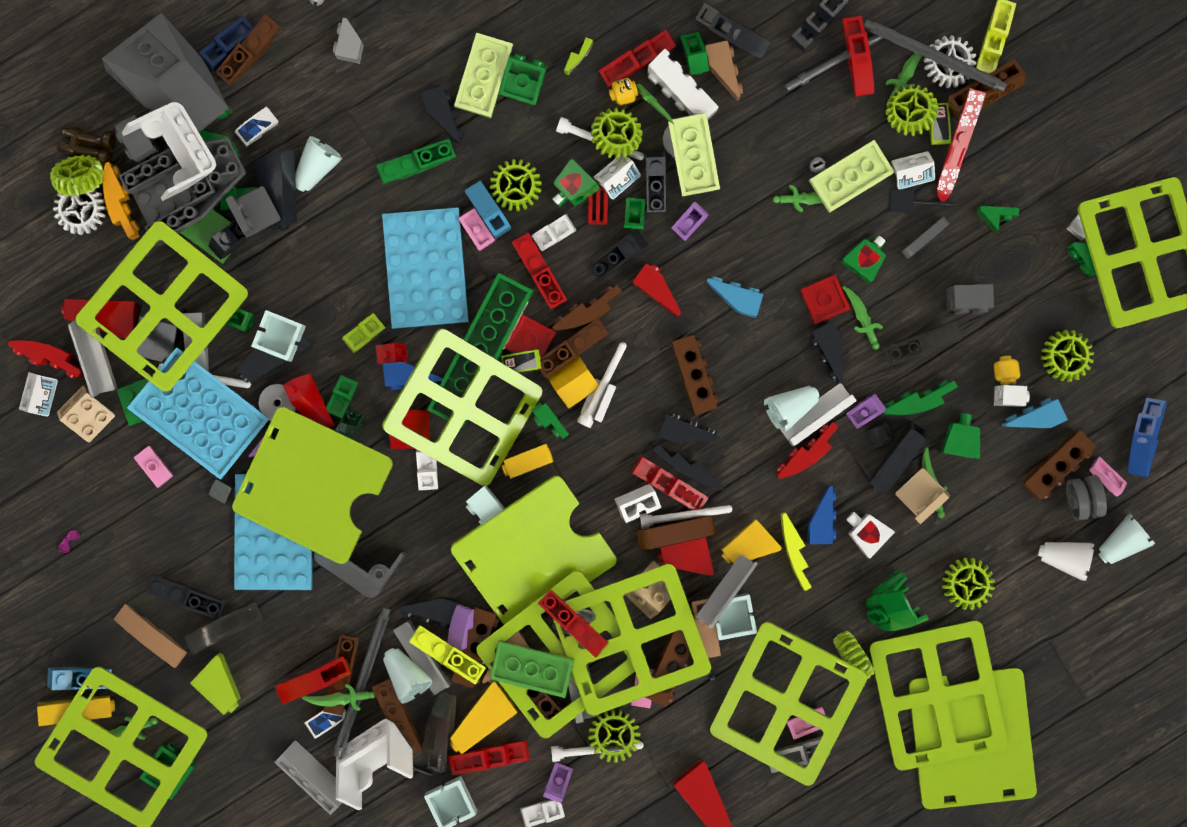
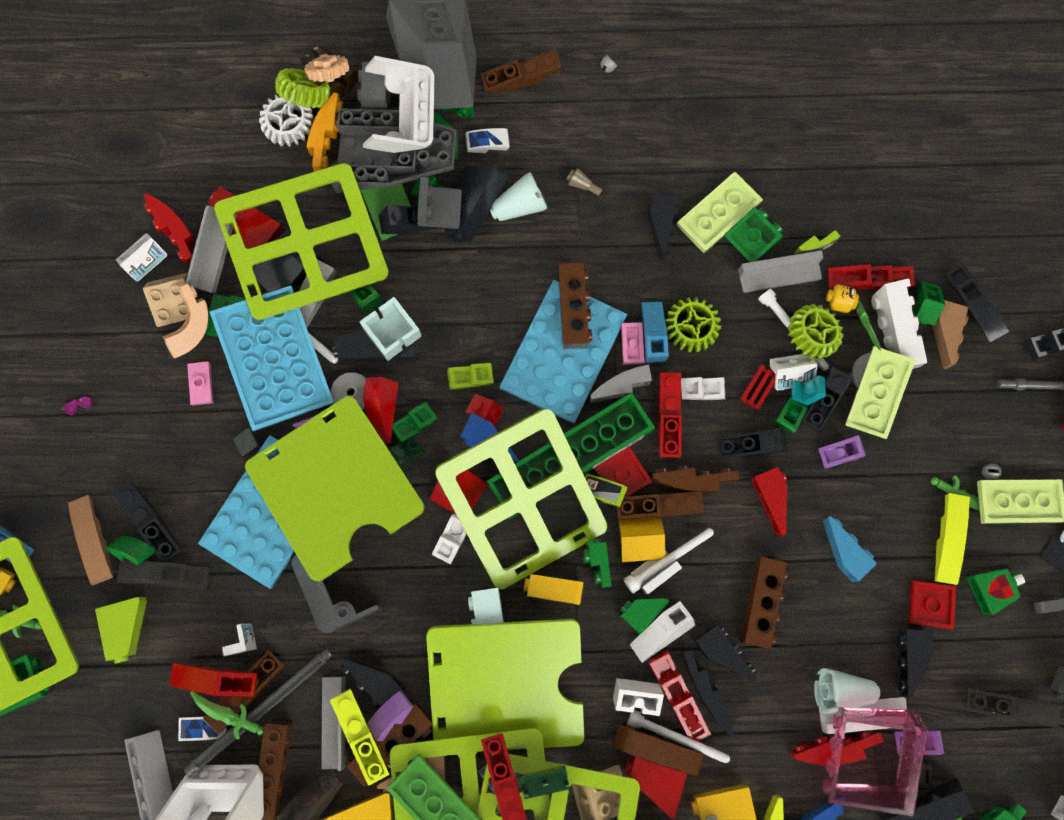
camera: 35 degrees right, 10 degrees down
(87, 147) = (326, 68): none -> light nougat gear
(120, 426) = (194, 327): none -> light nougat arch
(186, 623) = (131, 549): none -> green slope
(224, 43) = (502, 54): dark blue slope -> none
(320, 638) = (246, 639): none -> white panel
(349, 44) = (613, 118): light grey slope -> none
(352, 116) = (580, 180): none -> dark tan cone
(391, 205) = (568, 274): none -> reddish brown brick
(405, 675) = (305, 731): light aqua cone -> none
(416, 162) = (613, 252): green slope -> none
(487, 268) = (622, 384): none -> light grey slope
(562, 97) = (780, 271): none -> light grey panel
(574, 185) = (748, 355): green torso -> none
(602, 605) = (544, 782): none -> dark green hinge
(605, 438) = (642, 612): none -> green slope
(629, 443) = (662, 631): none -> white slope
(638, 186) = (810, 391): none -> teal bracket
(812, 239) = (952, 539): none -> neon yellow slope
(851, 472) = (885, 798): none -> clear pink windscreen
(862, 316) = (961, 640): bright green piece -> none
(914, 404) = (982, 767): green slope -> none

